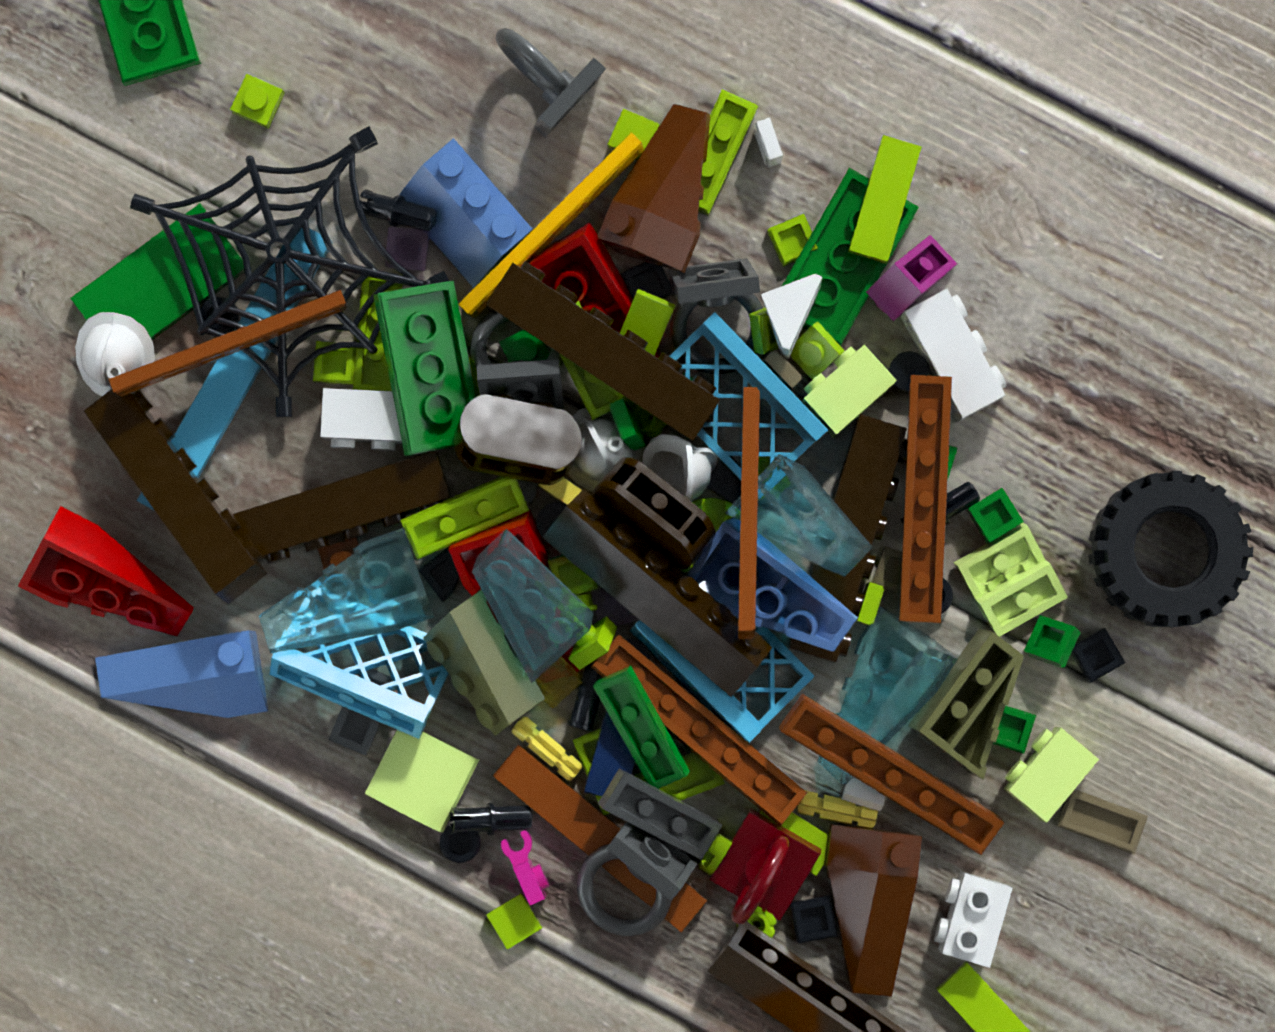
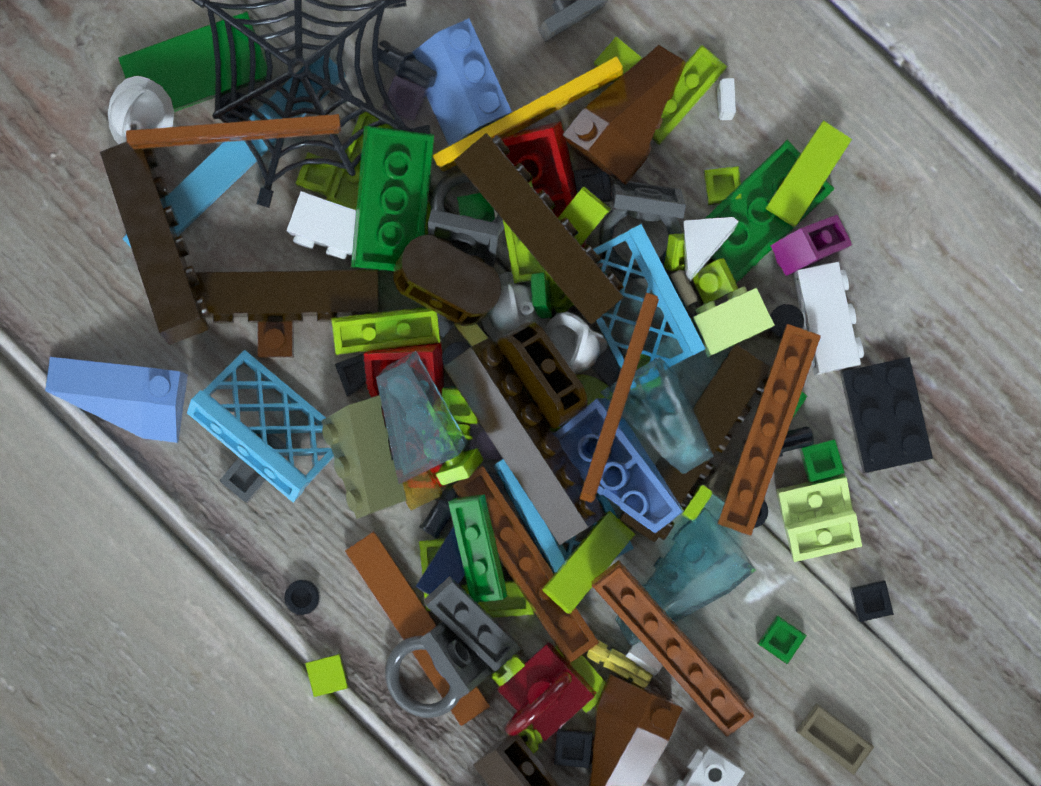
camera: 15 degrees right, 0 degrees up
(91, 569) = (66, 281): red wedge -> none
(360, 597) = (281, 372): clear light blue wedge -> none
(422, 778) = (286, 535): yellowish green slope -> none
(490, 819) = (332, 586): black axle -> none
(531, 878) = (350, 644): dark pink plate -> none
(547, 748) = (396, 541): light yellow axle -> none
(768, 706) = (588, 561): none -> lime tile
(971, 701) = (756, 608): olive wedge -> none
(1049, 773) = (803, 686): yellowish green brick -> none
(1051, 443) = (886, 415): none -> black plate
(1052, 641) = (838, 578): green plate -> none
(1116, 561) = (915, 551): black tyre -> none

